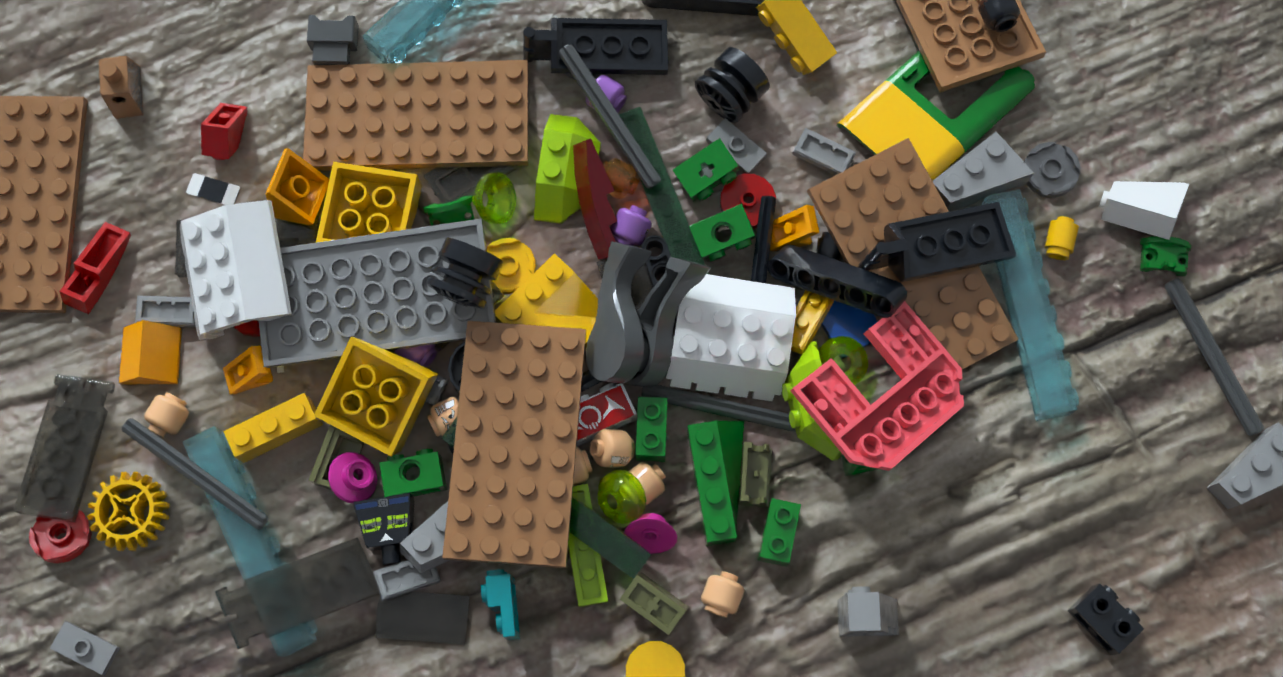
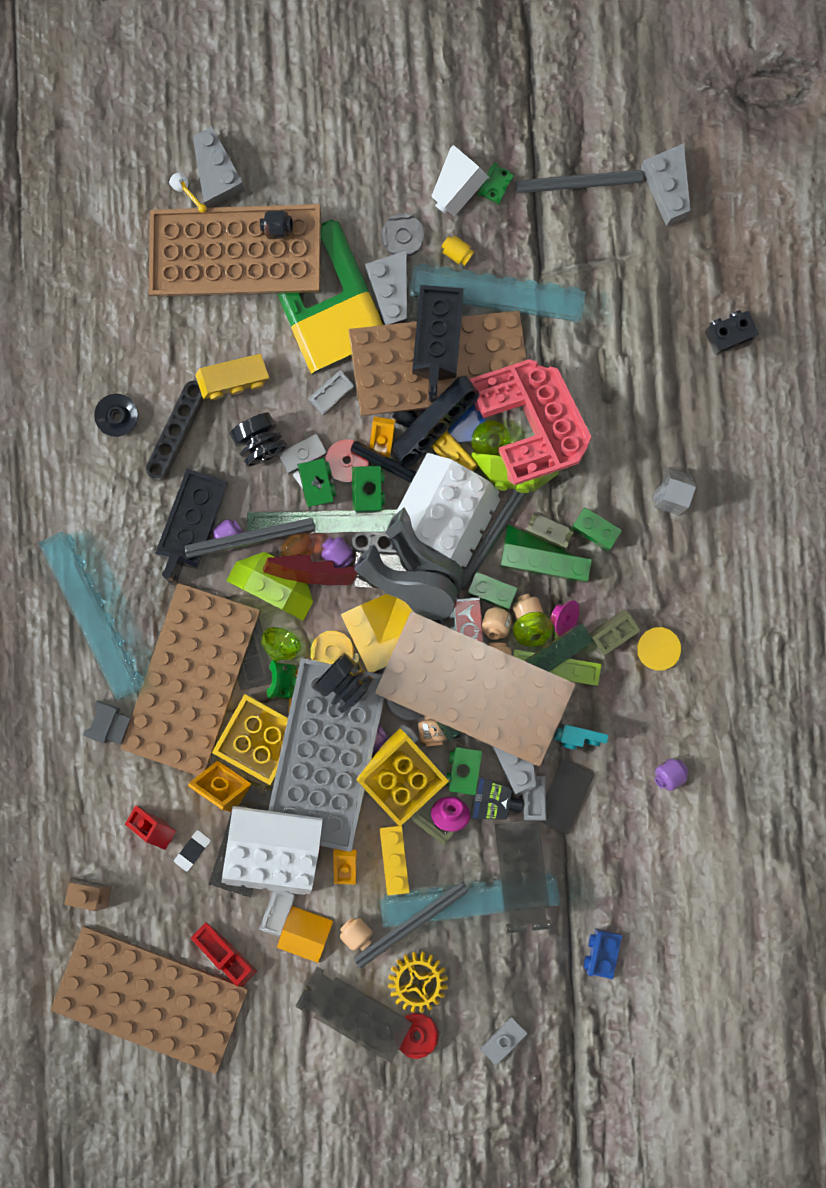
camera: 70 degrees left, 10 degrees up
(722, 594) = (624, 584): light nougat head -> none

